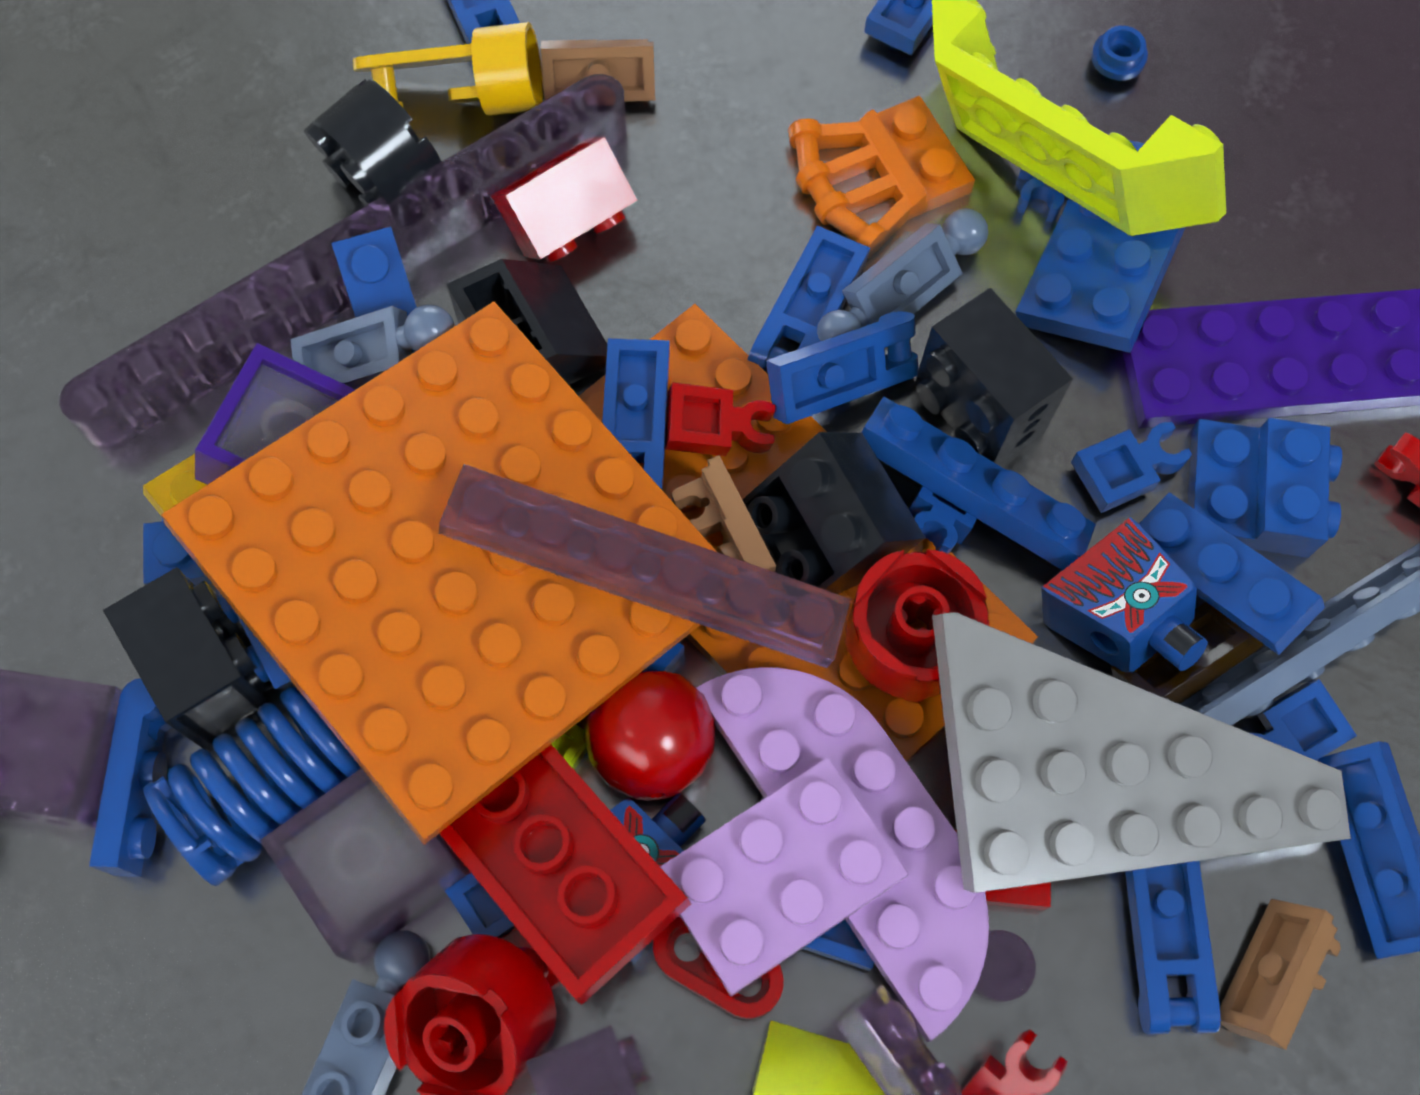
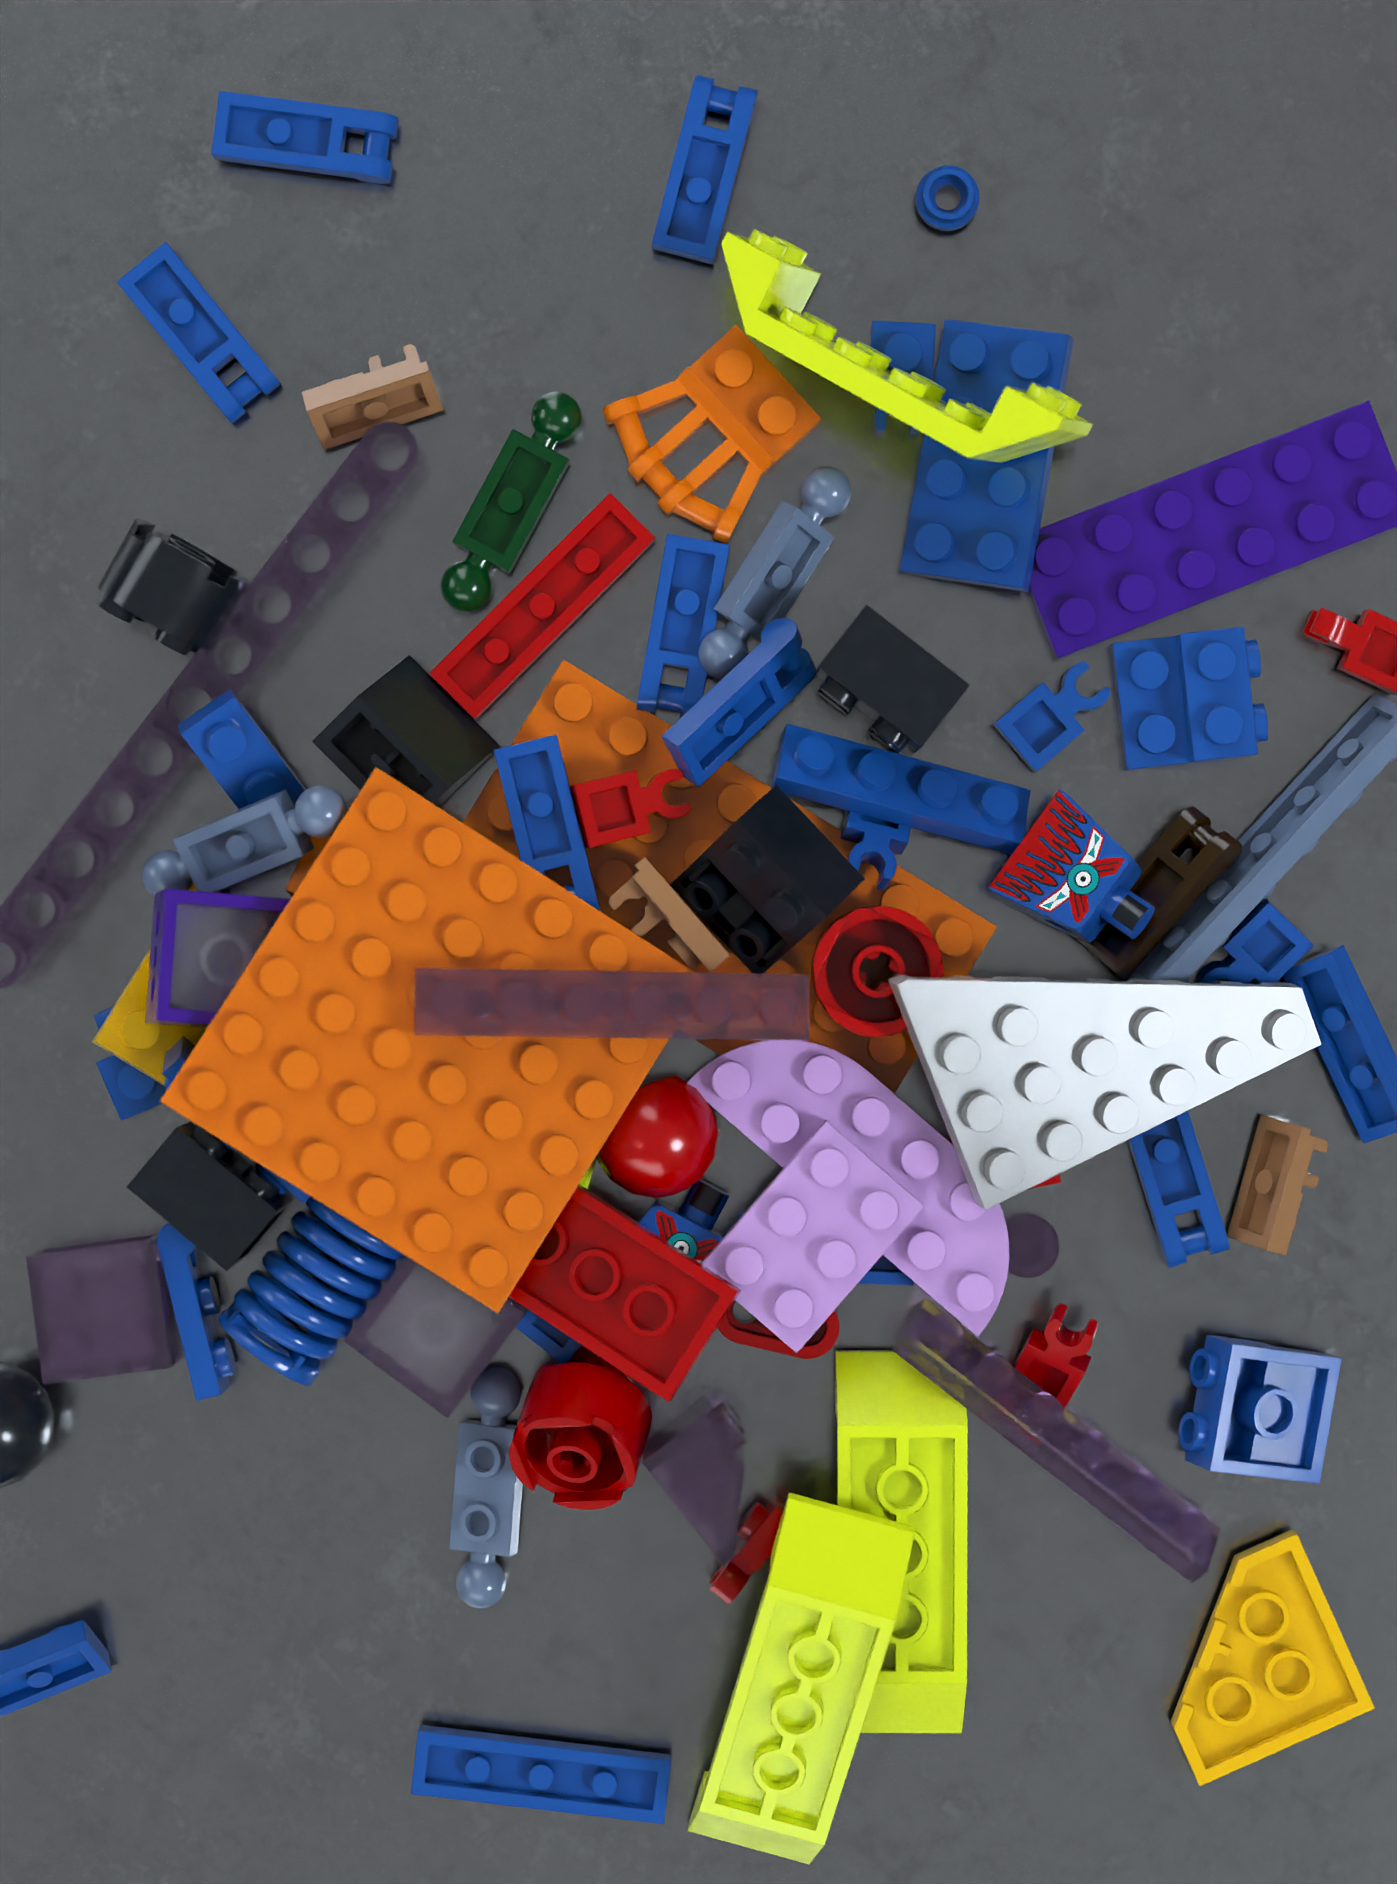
camera: 20 degrees left, 20 degrees up
(503, 63) = (266, 428): yellow piece -> none
(565, 199) = (390, 583): brick -> none
(689, 174) = (511, 501): none -> dark green plate
(689, 258) = (543, 606): none -> red plate
(1233, 575) = (1160, 820): blue plate -> none

